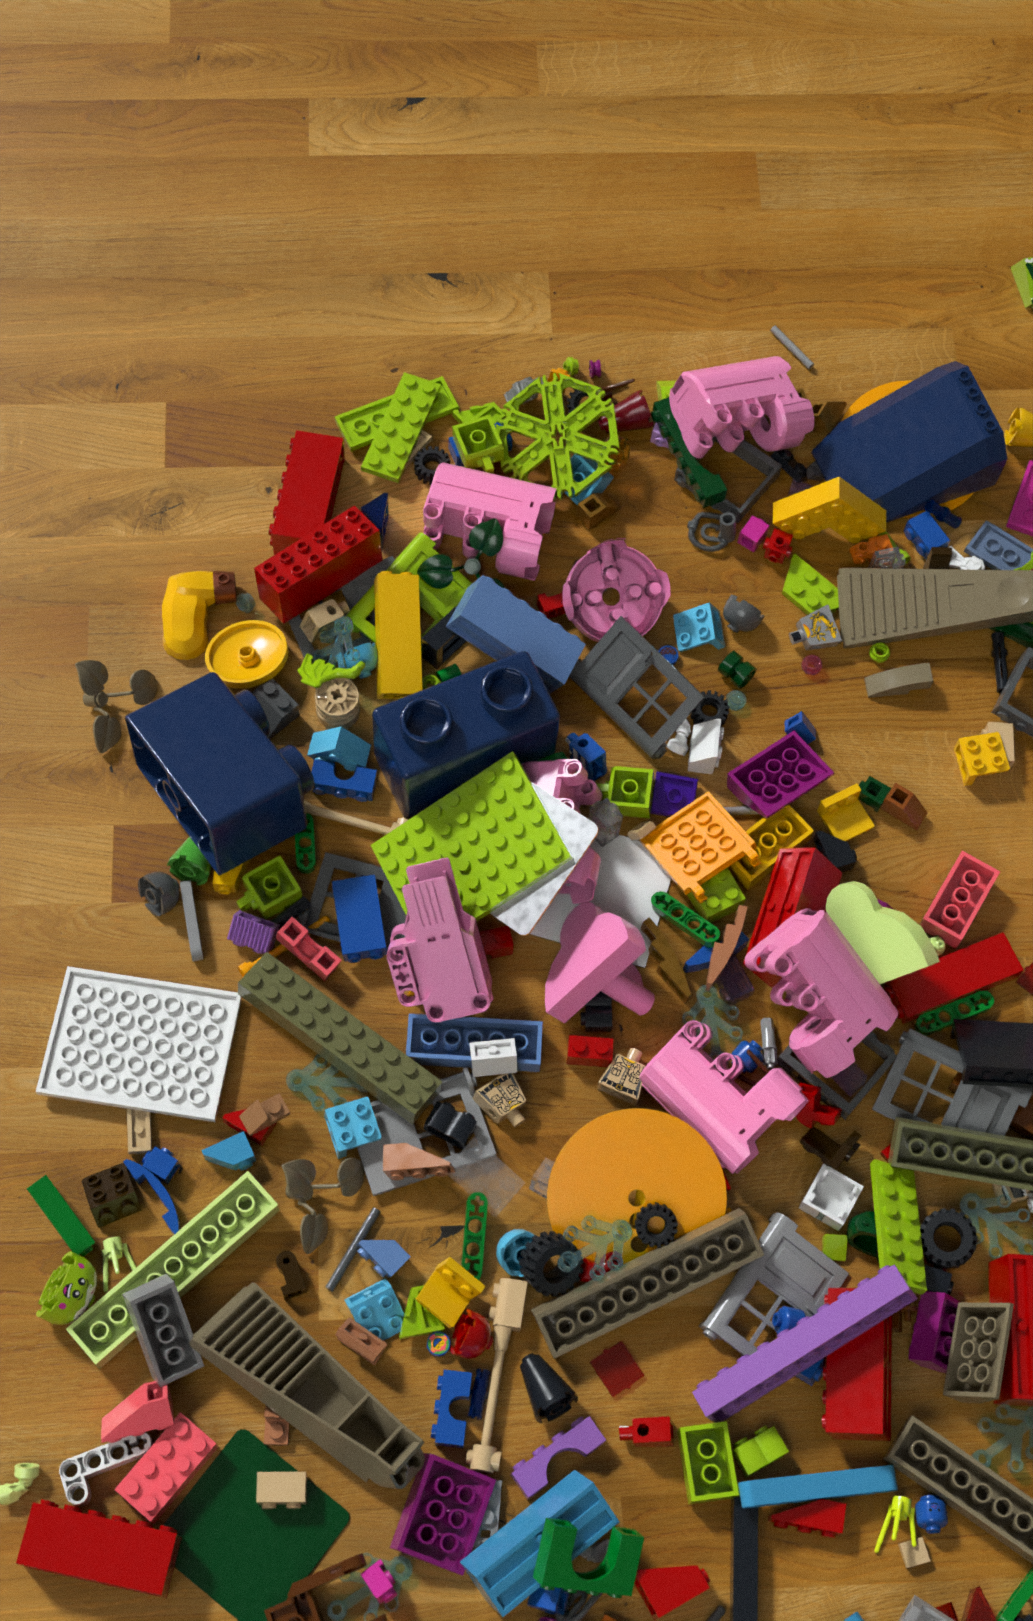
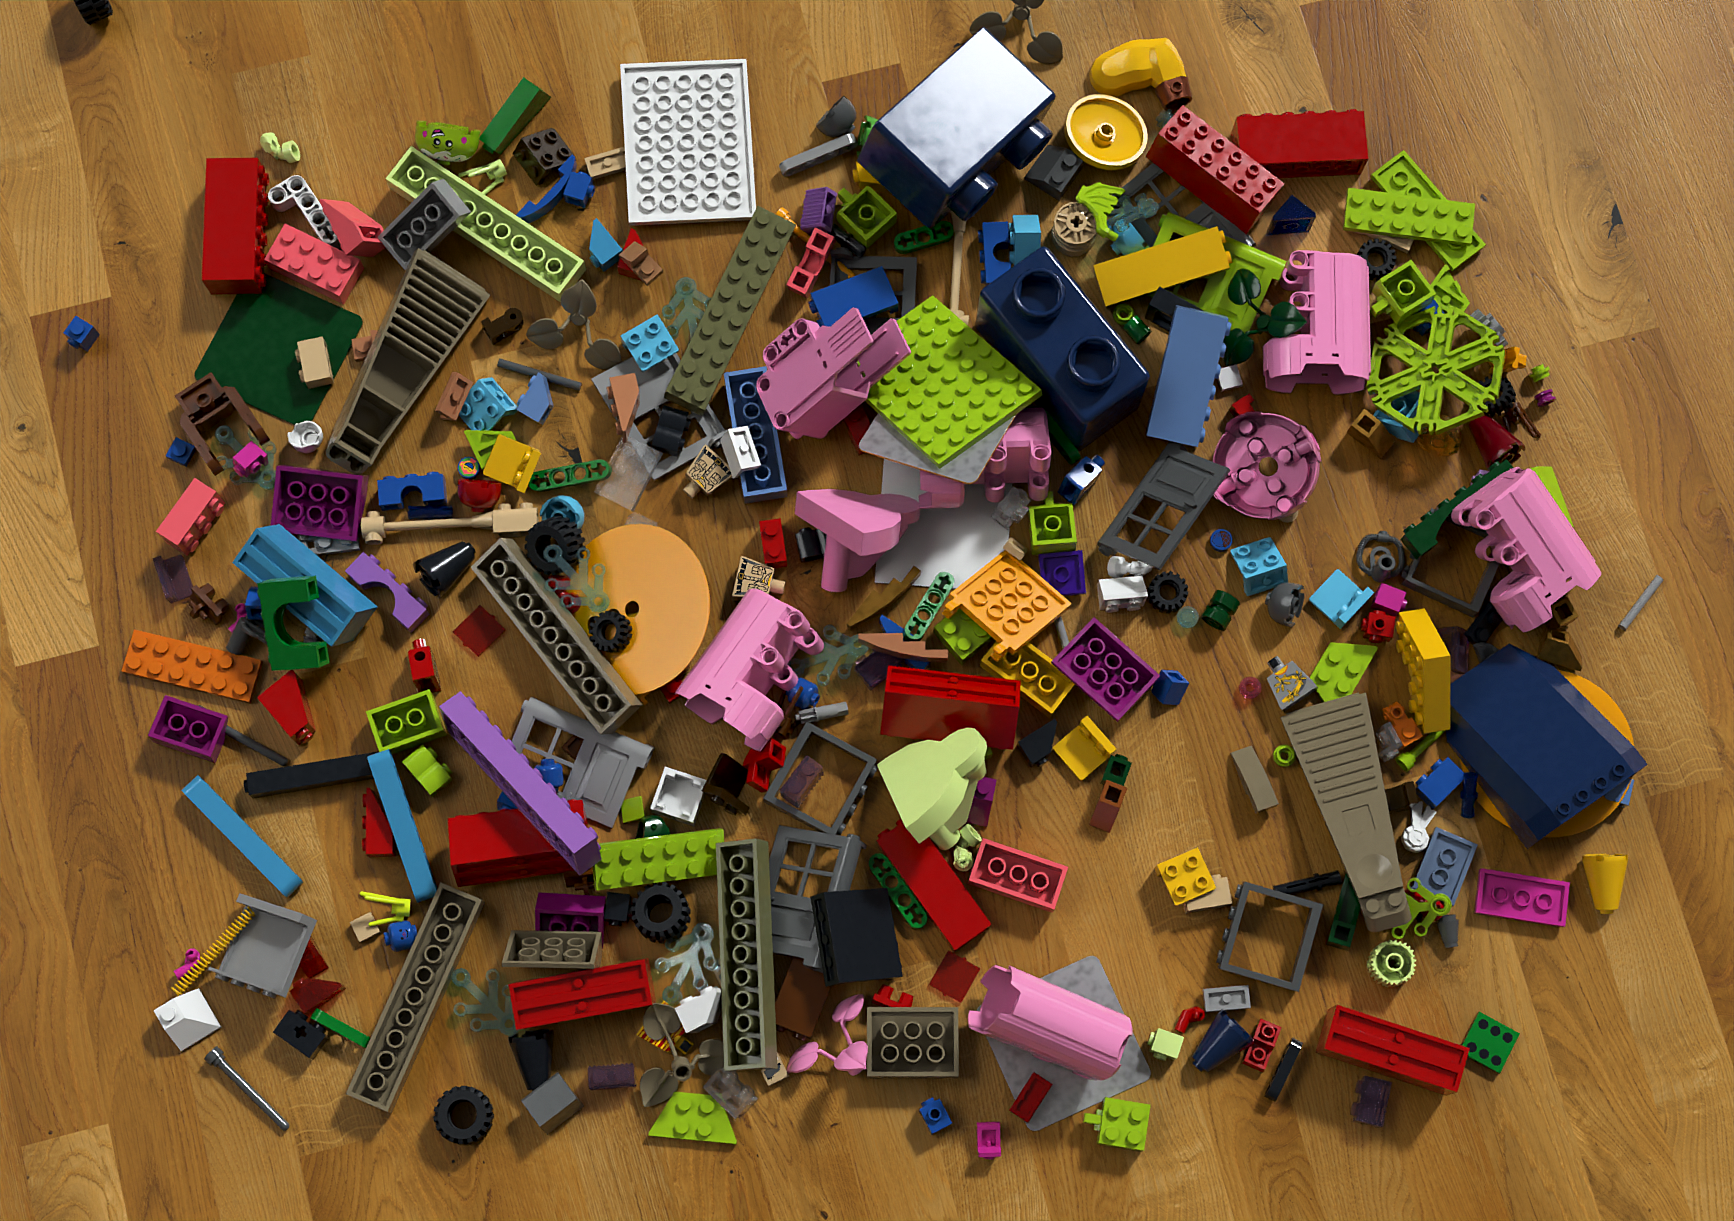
camera: 80 degrees right, 10 degrees up
(322, 618) = (1157, 184): tan torso -> none
(364, 1514) = (306, 436): none -> white hair
(746, 570) = (1340, 598): none -> medium azure bracket
(760, 1294) = (573, 746): none -> reddish brown tile
(826, 981) = (873, 739): bright pink piece -> none

